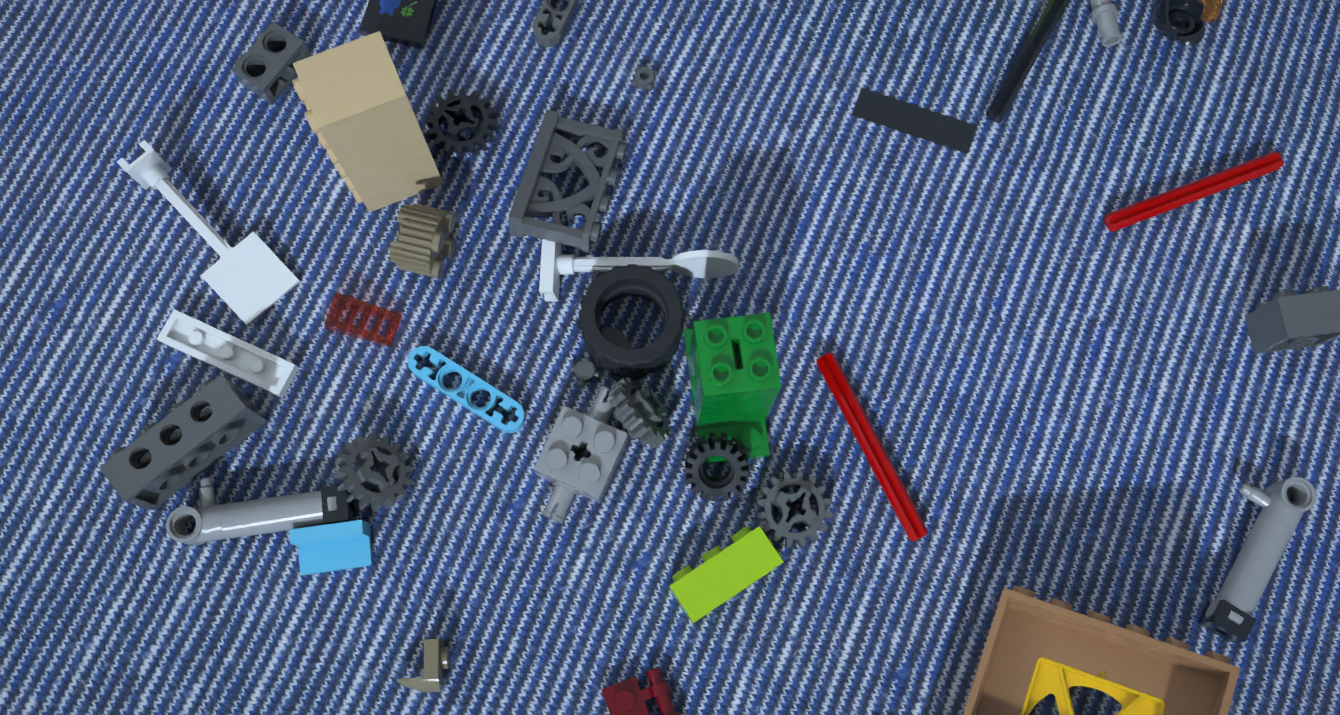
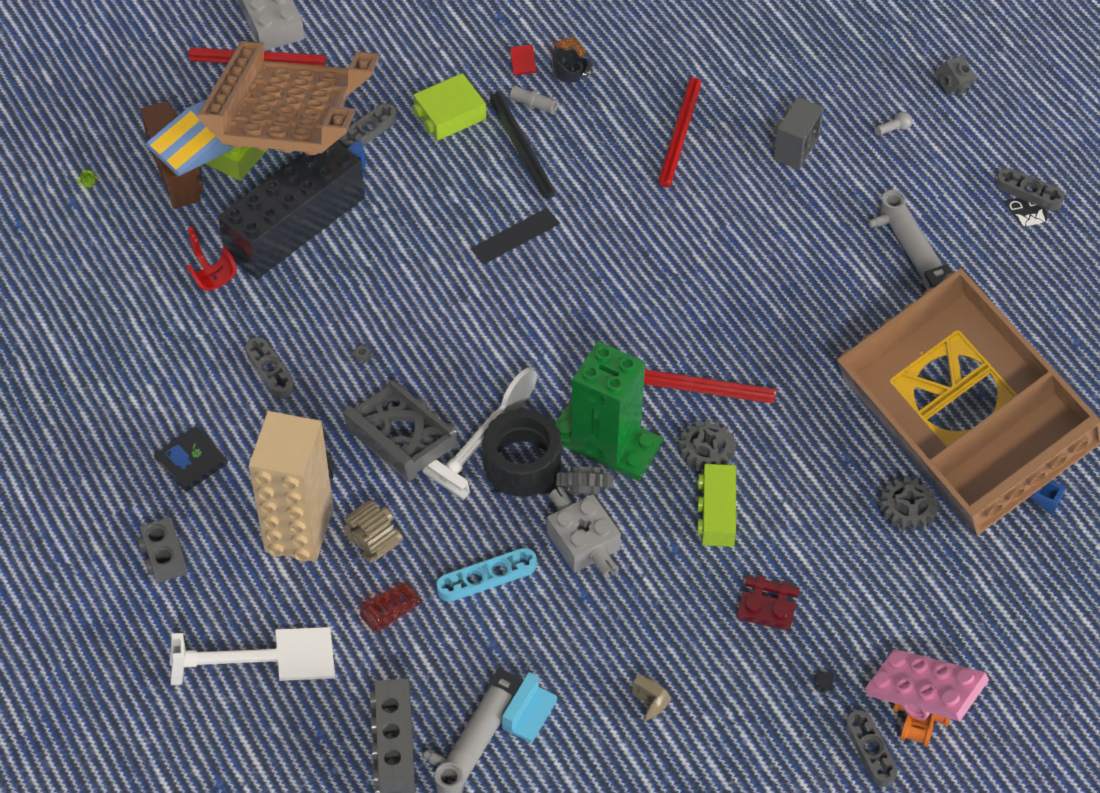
camera: 50 degrees left, 20 degrees down
(228, 353) = (343, 695): white plate -> none
(371, 487) = (501, 651): dark grey gear -> none
(584, 371) = (529, 504): dark grey piece -> none
(710, 485) = (663, 461): black tyre -> none

